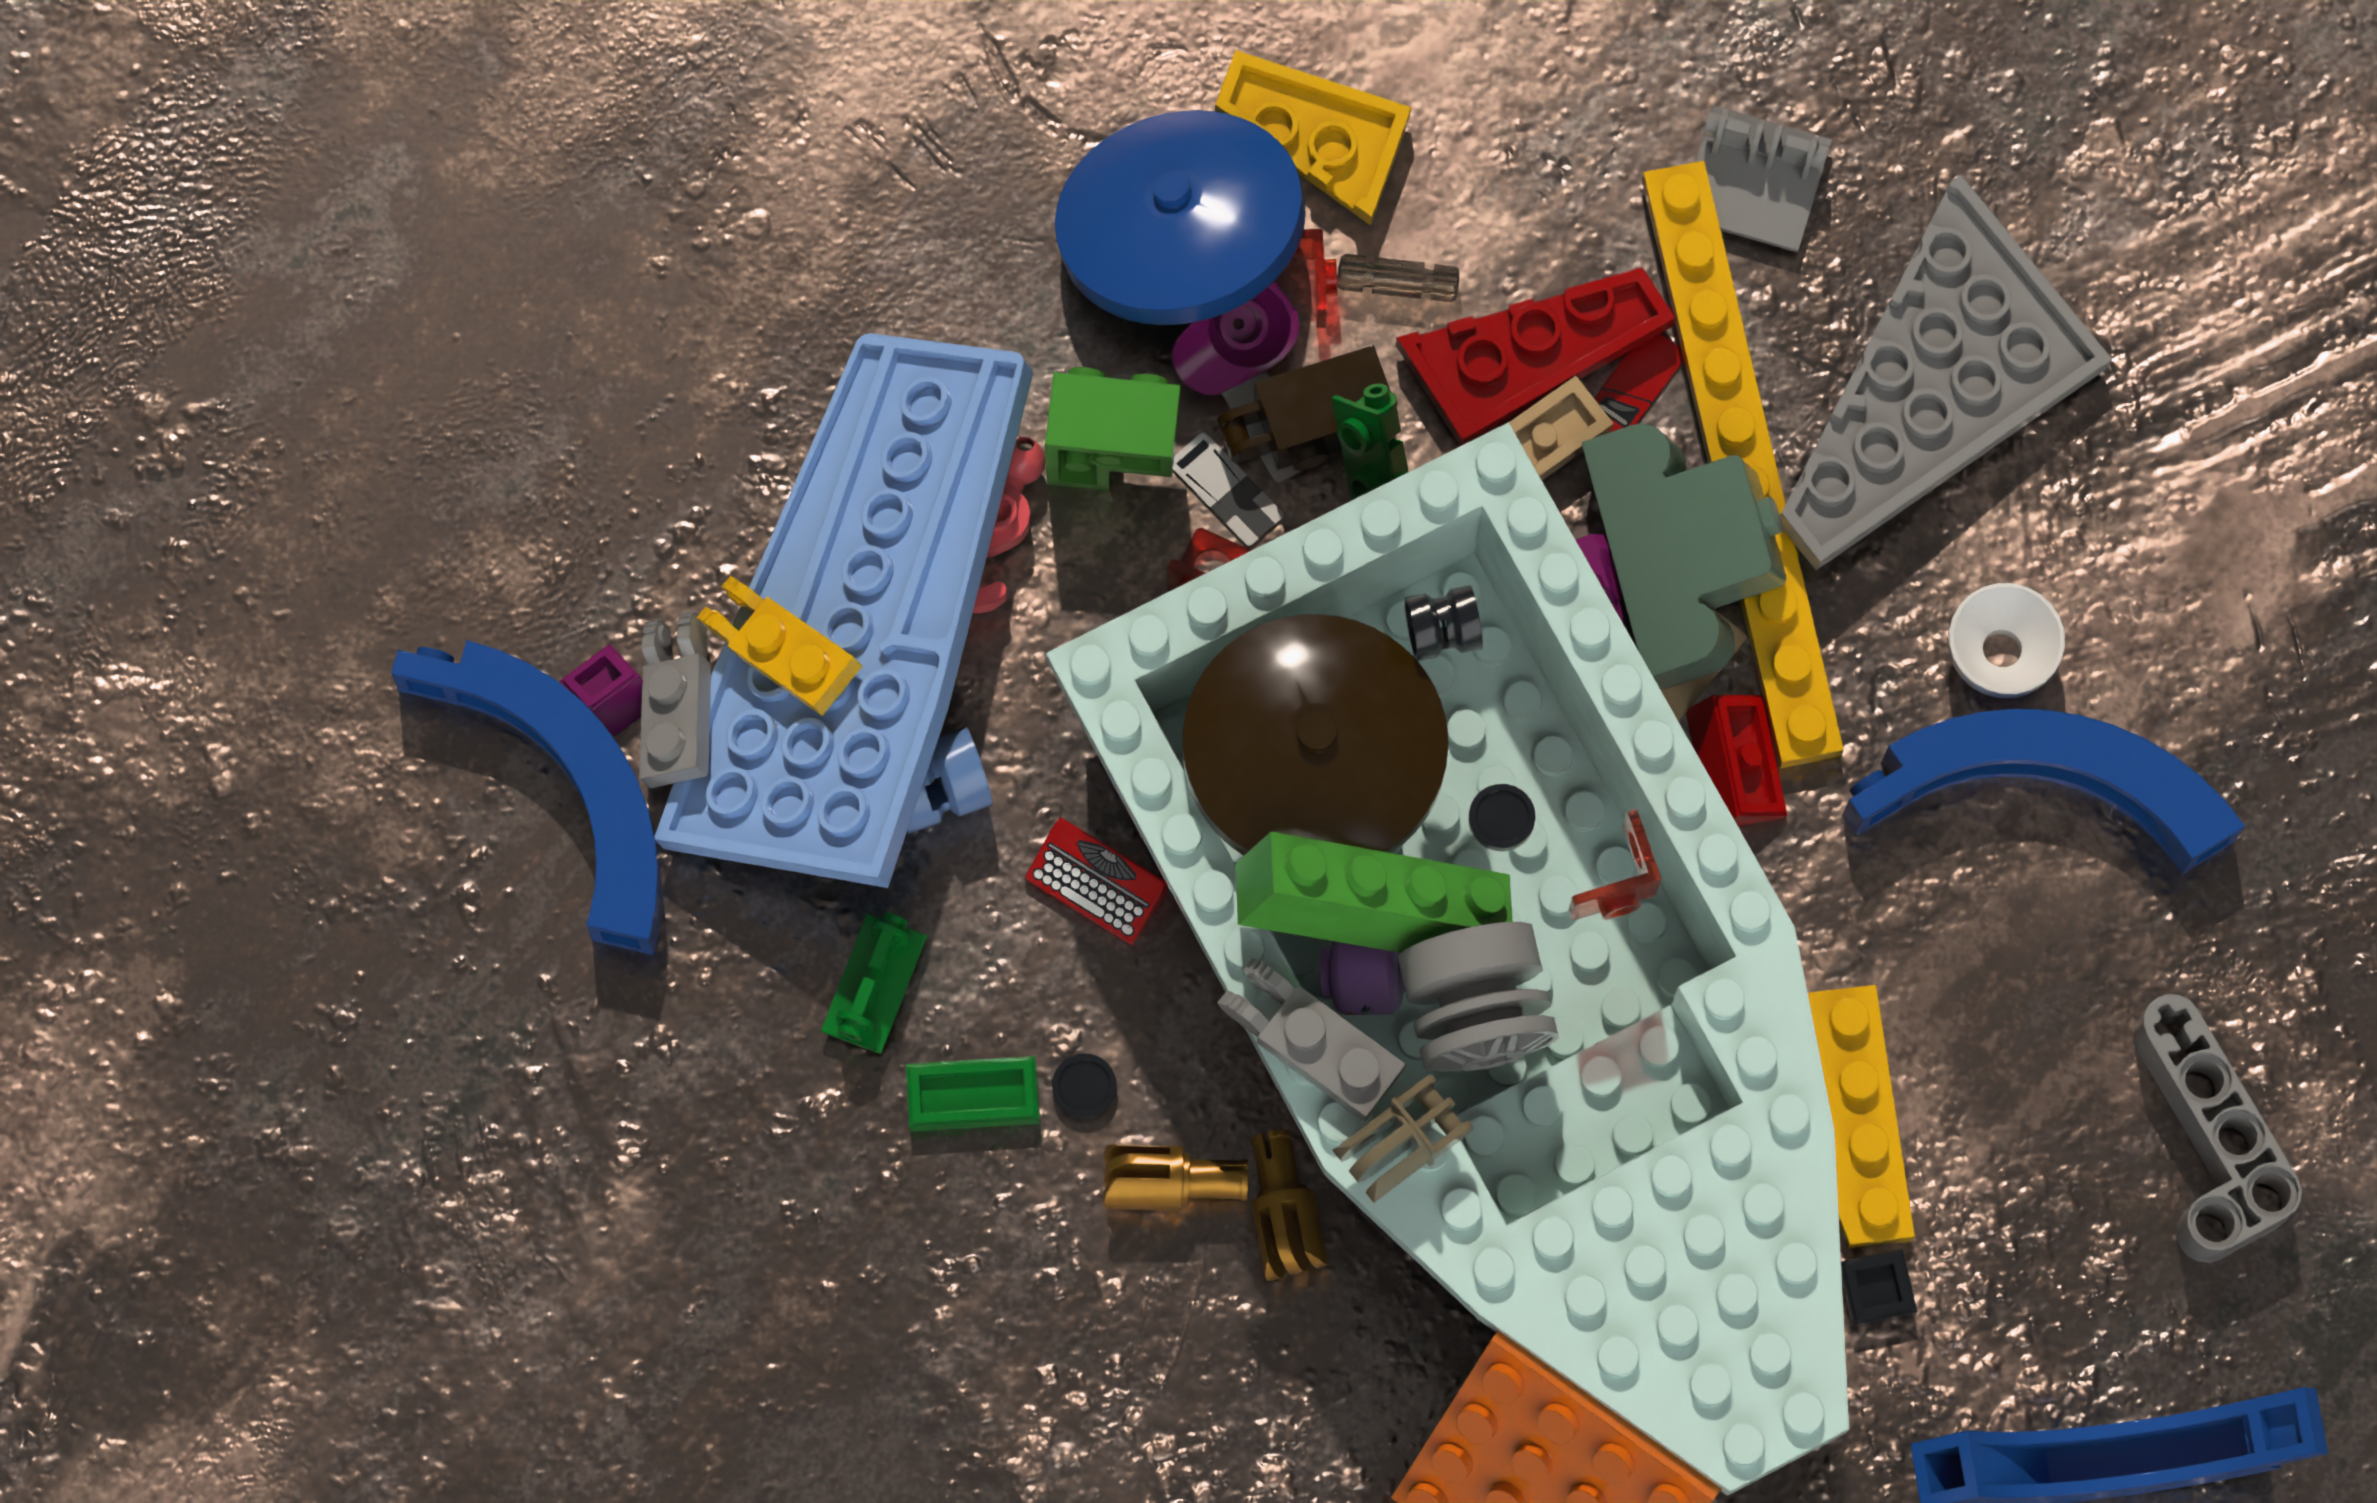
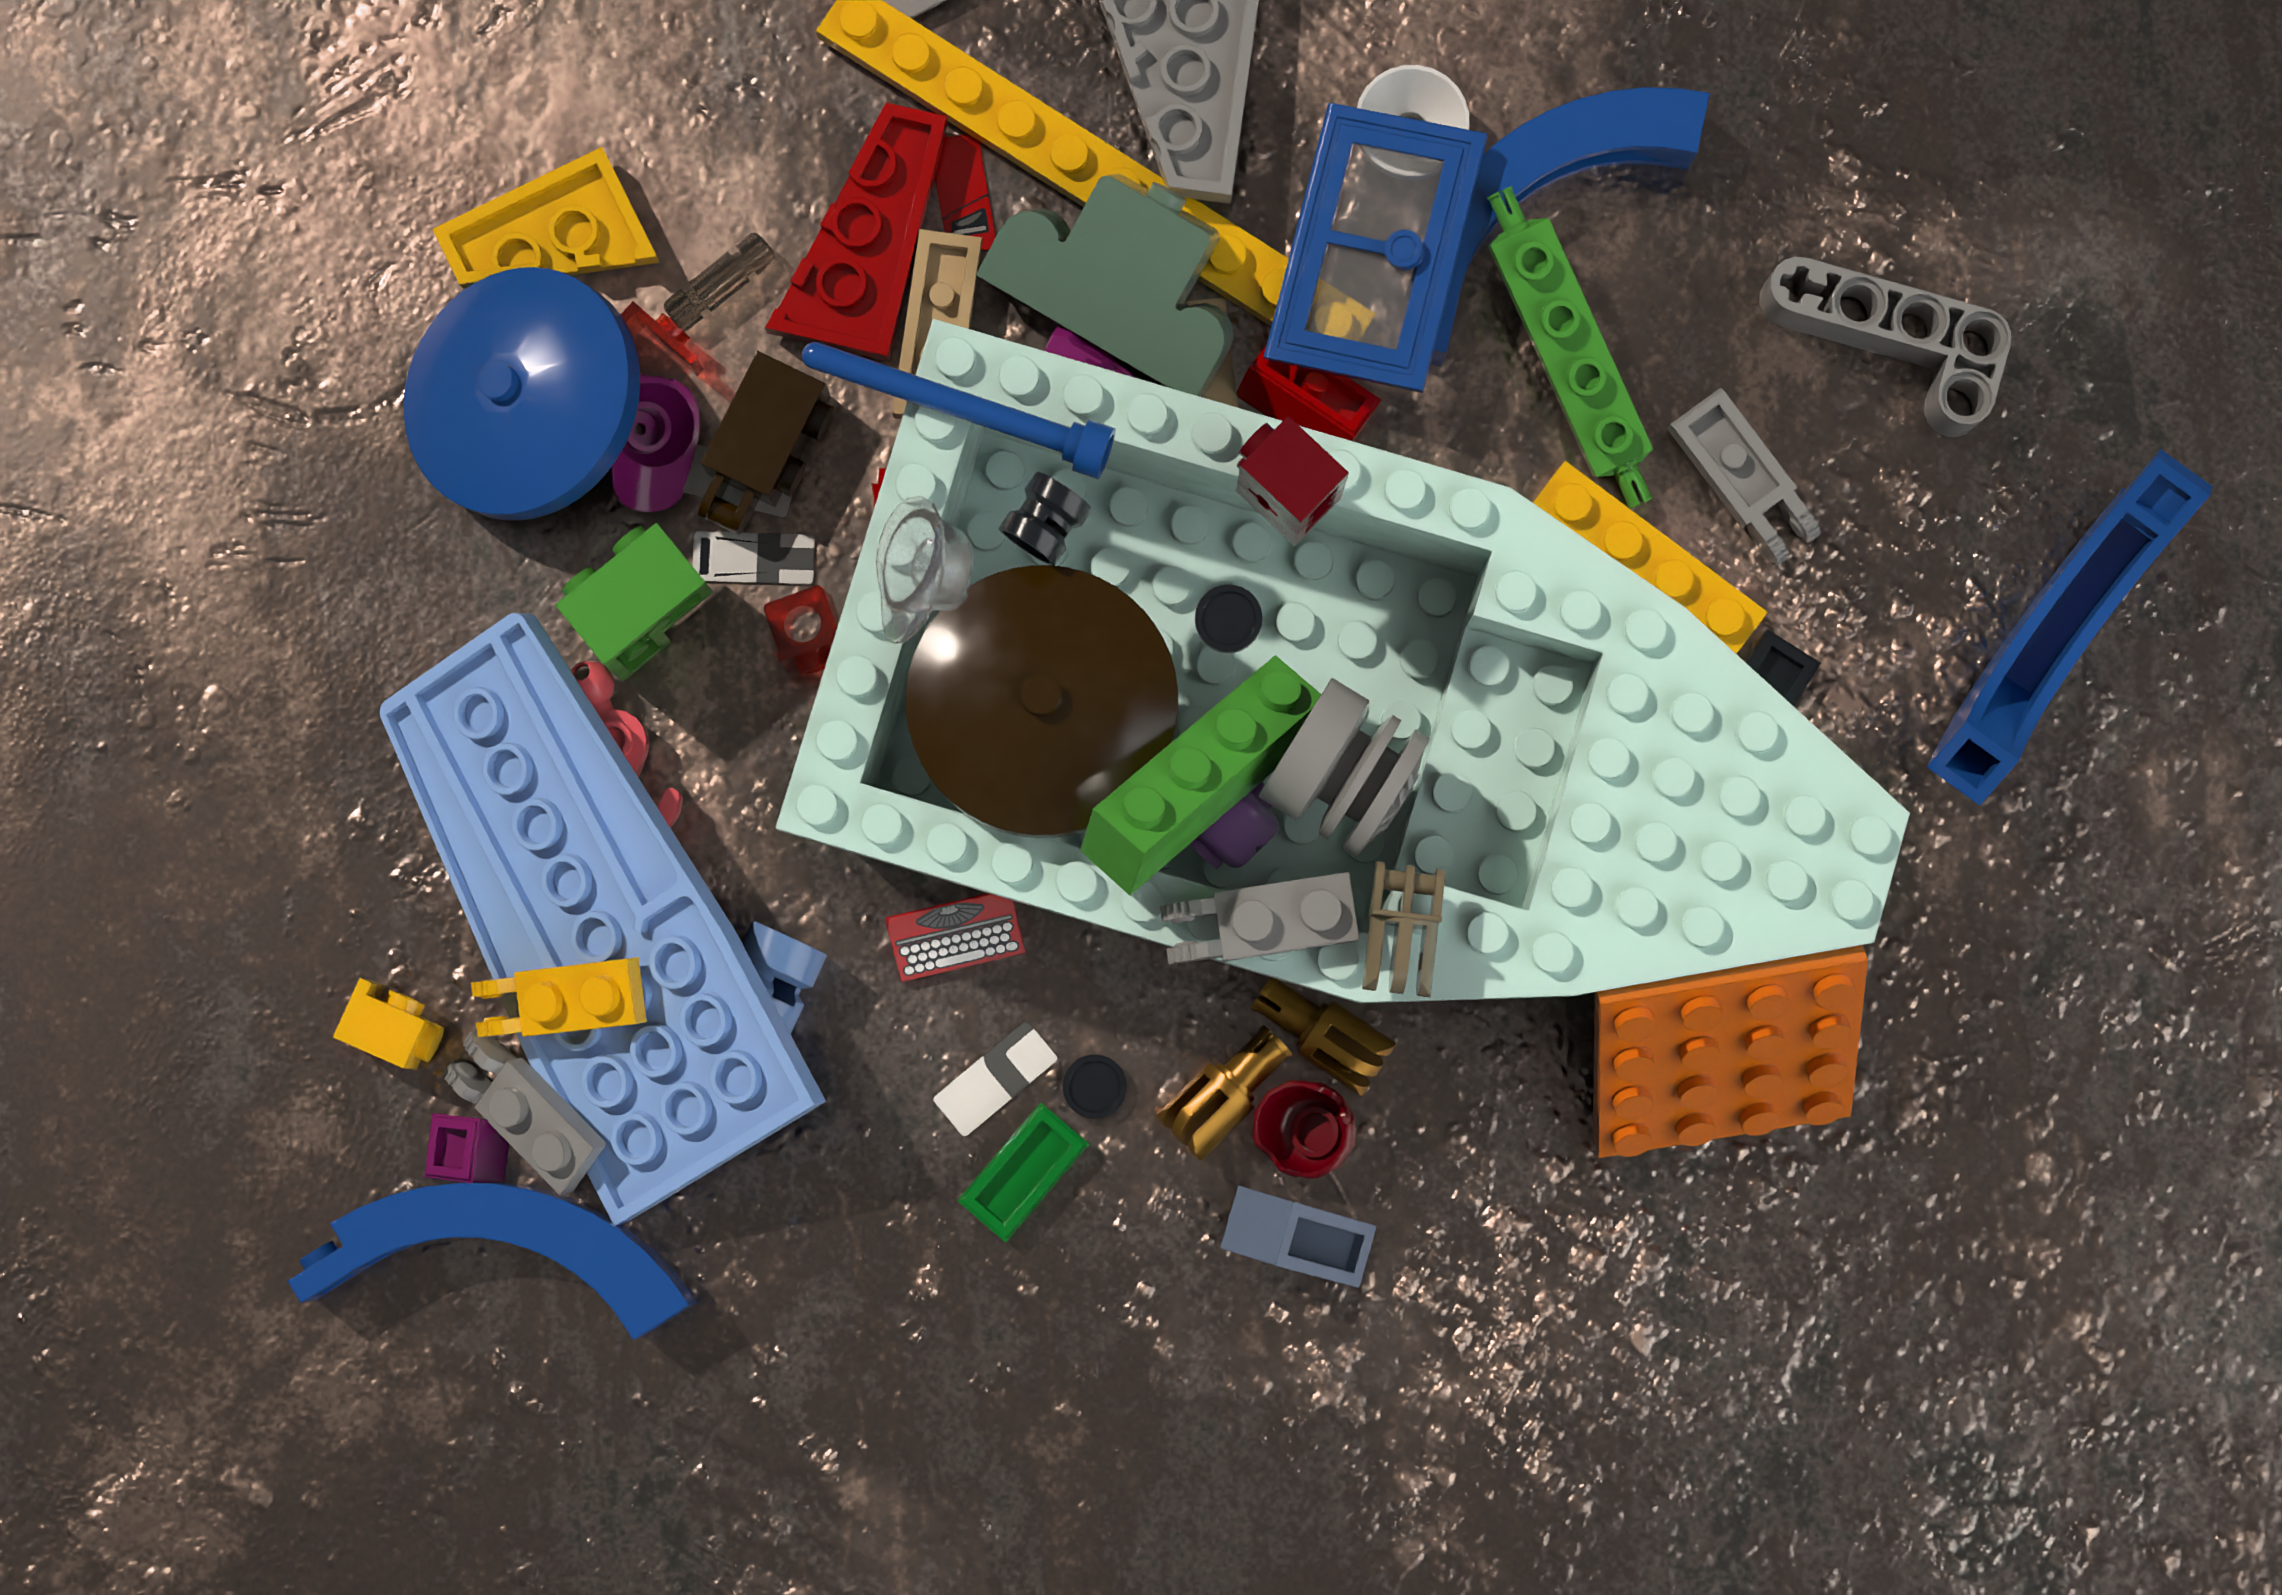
camera: 45 degrees left, 10 degrees up
(642, 552) = (388, 1026): none -> yellow brick
(874, 982) = (874, 1165): green hinge -> none
(1020, 1011) = (995, 1078): none -> white sticker
(1119, 1330) = (1298, 1237): none -> sand blue slope
(1201, 1256) = (1304, 1128): none -> dark red hair
(1325, 570) = (920, 567): none -> clear piece
(1364, 438) = (834, 429): green hinge -> none
(1521, 602) = (1080, 444): none -> blue piece
(1622, 896) = (1374, 554): clear red bracket -> none
(1636, 755) = (1289, 478): none -> dark red brick
(1887, 698) = (1375, 247): none -> blue door
(1958, 906) = (1570, 347): none -> bright green plate
(1998, 1118) = (1742, 472): none -> light grey hinge

